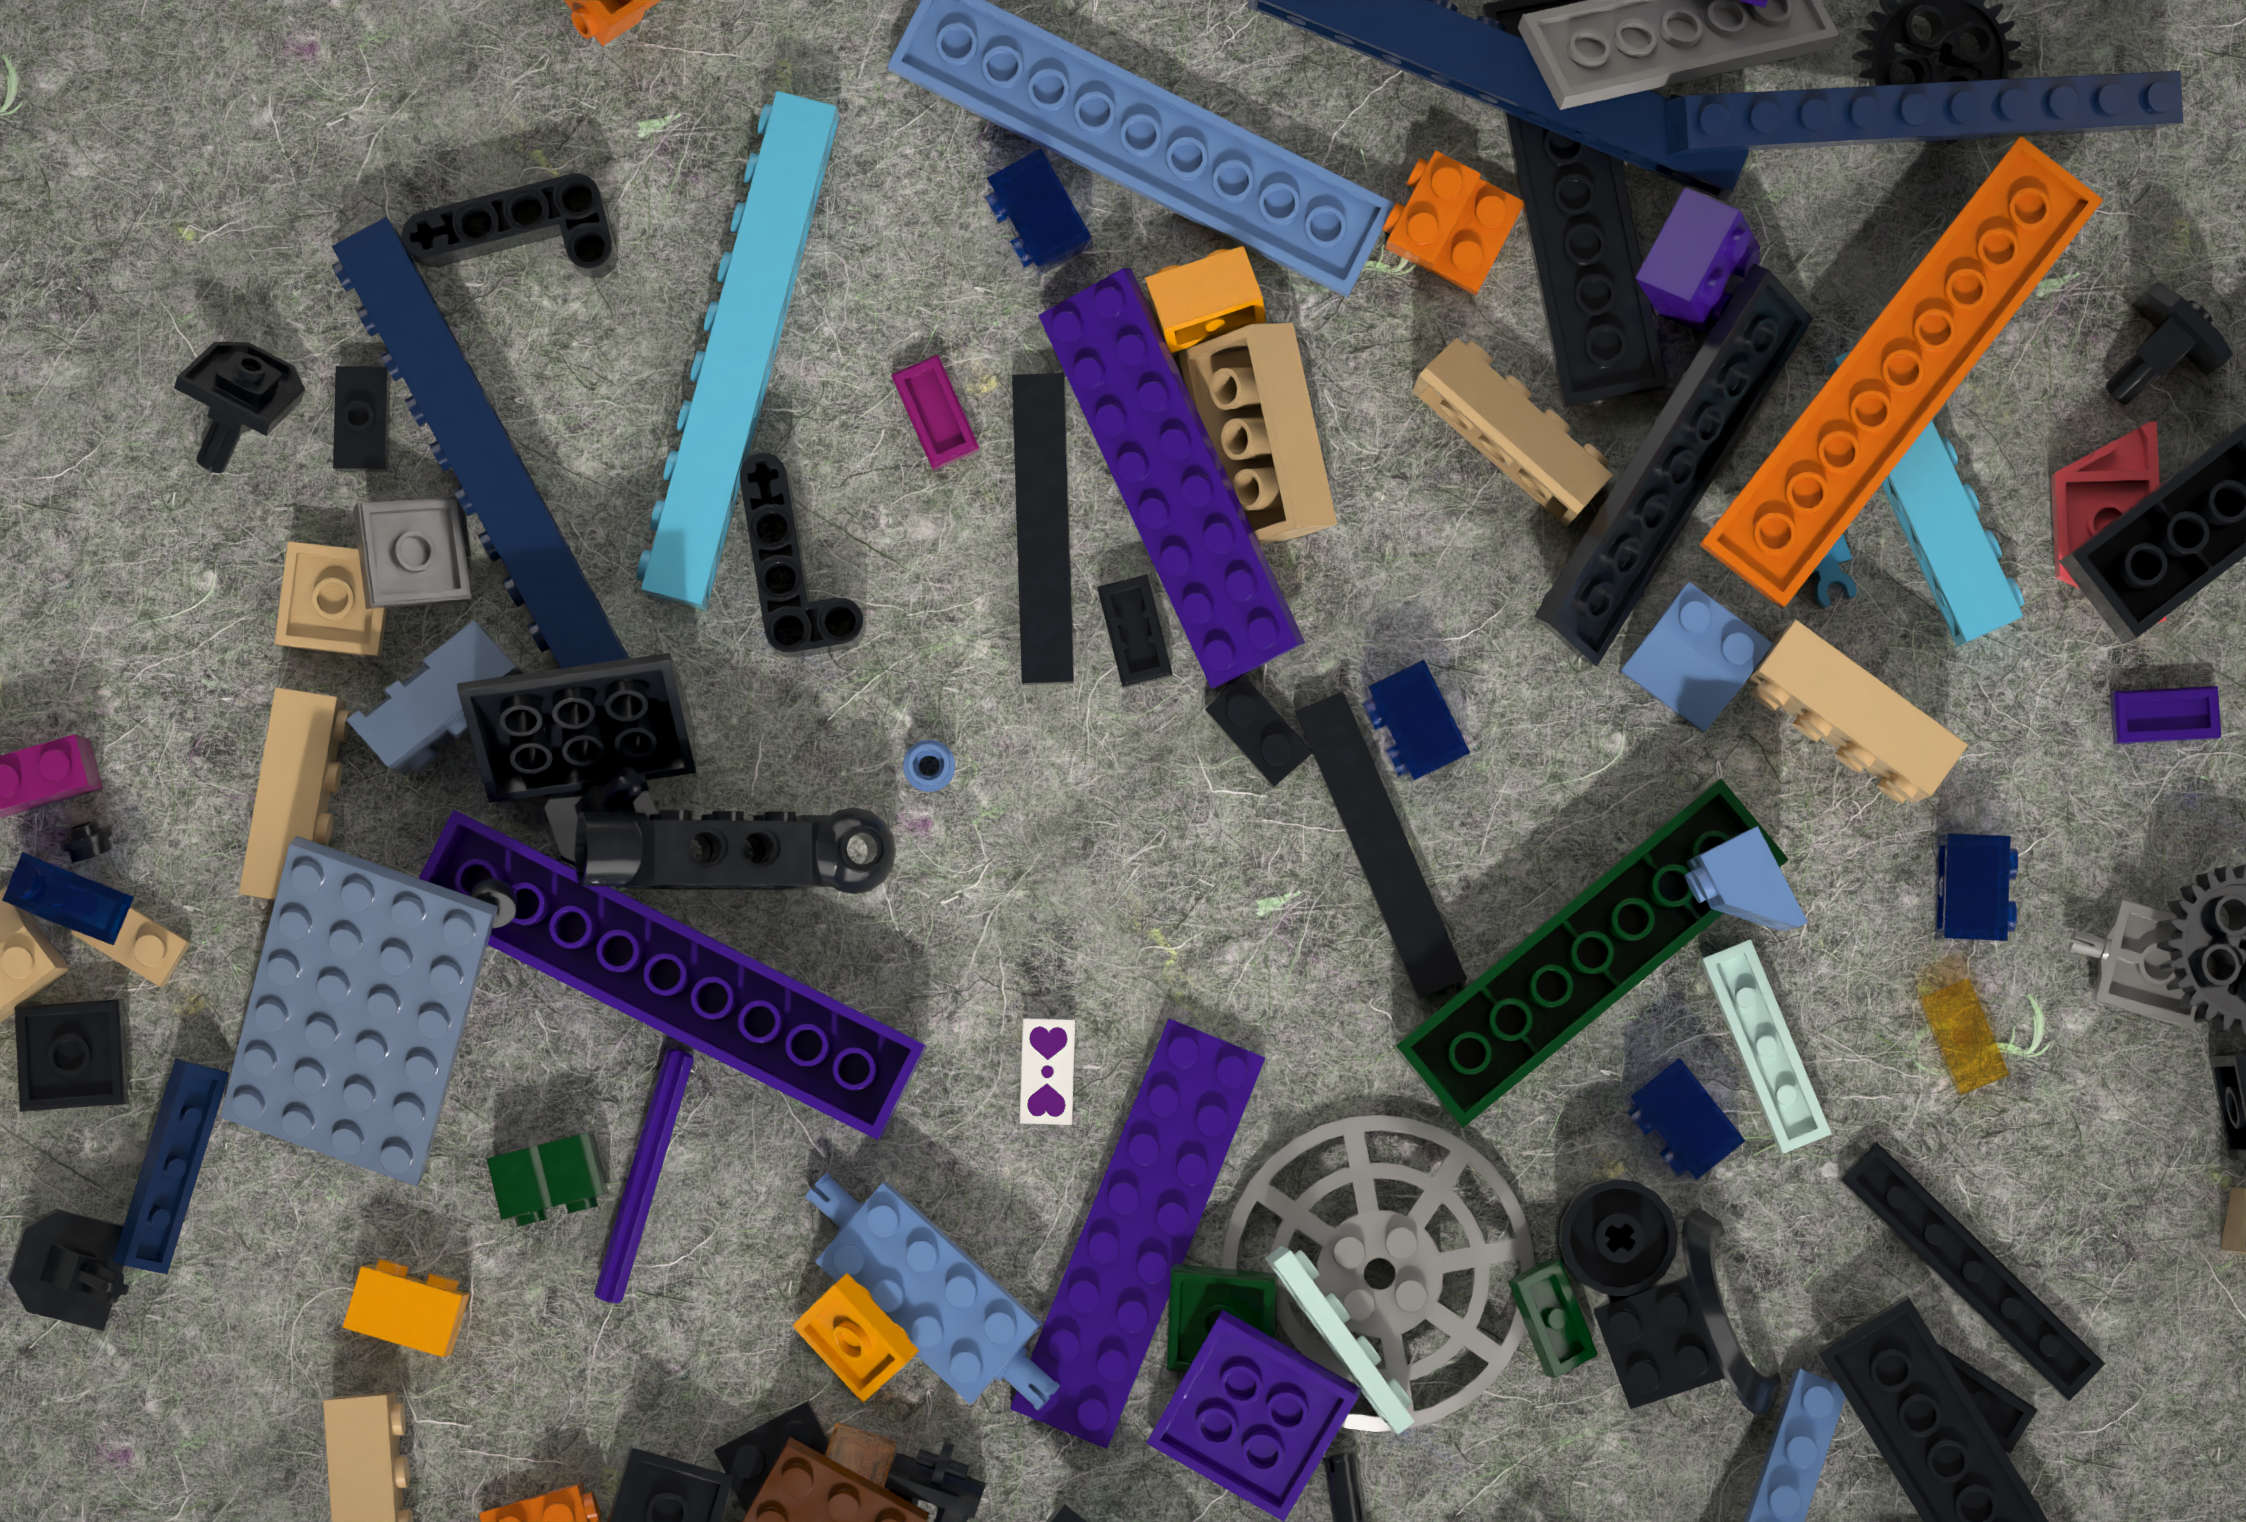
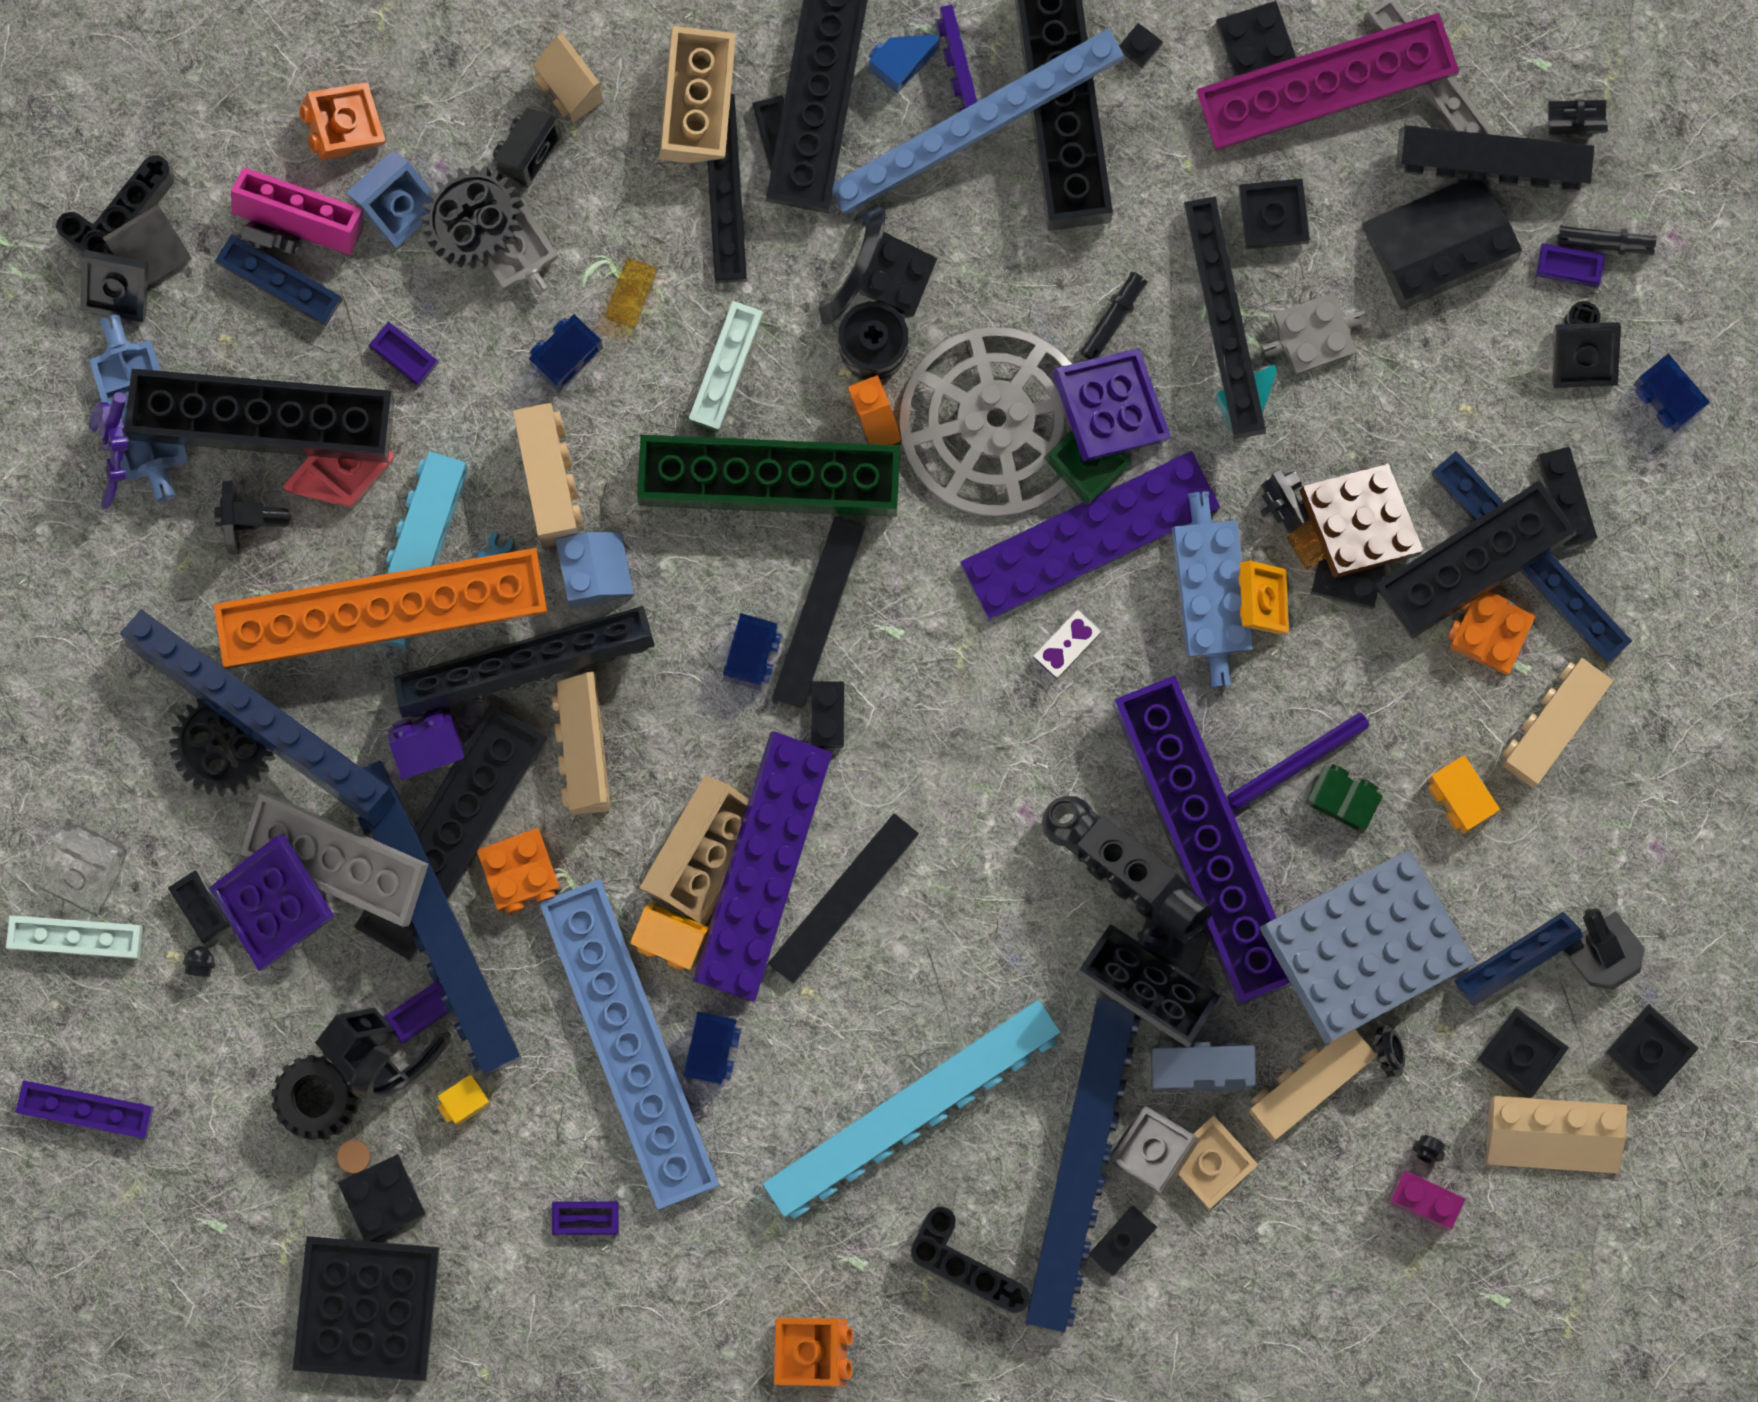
camera: 140 degrees left, 5 degrees down
(68, 898) = (1460, 1125): clear blue slope -> none
(143, 947) = (1447, 1086): tan plate -> none
(230, 915) = (1390, 1051): none -> black gear
(244, 392) = (1168, 1301): black piece -> none
(499, 894) = (1255, 940): black piece -> none
(788, 555) = (975, 990): black beam -> none
(925, 749) = (996, 823): medium blue plate -> none
(935, 412) = (844, 999): magenta tile -> none
(1134, 631) = (844, 811): black plate -> none
(1357, 1355) = (1040, 388): light aqua plate -> none
(1531, 1146) = (874, 412): none -> orange slope
(1553, 1318) = (934, 330): dark green plate -> none
(1683, 1120) = (794, 366): clear blue brick -> none
(1745, 882) = (672, 438): medium blue slope -> none
(2113, 1354) = (696, 95): none -> tan slope

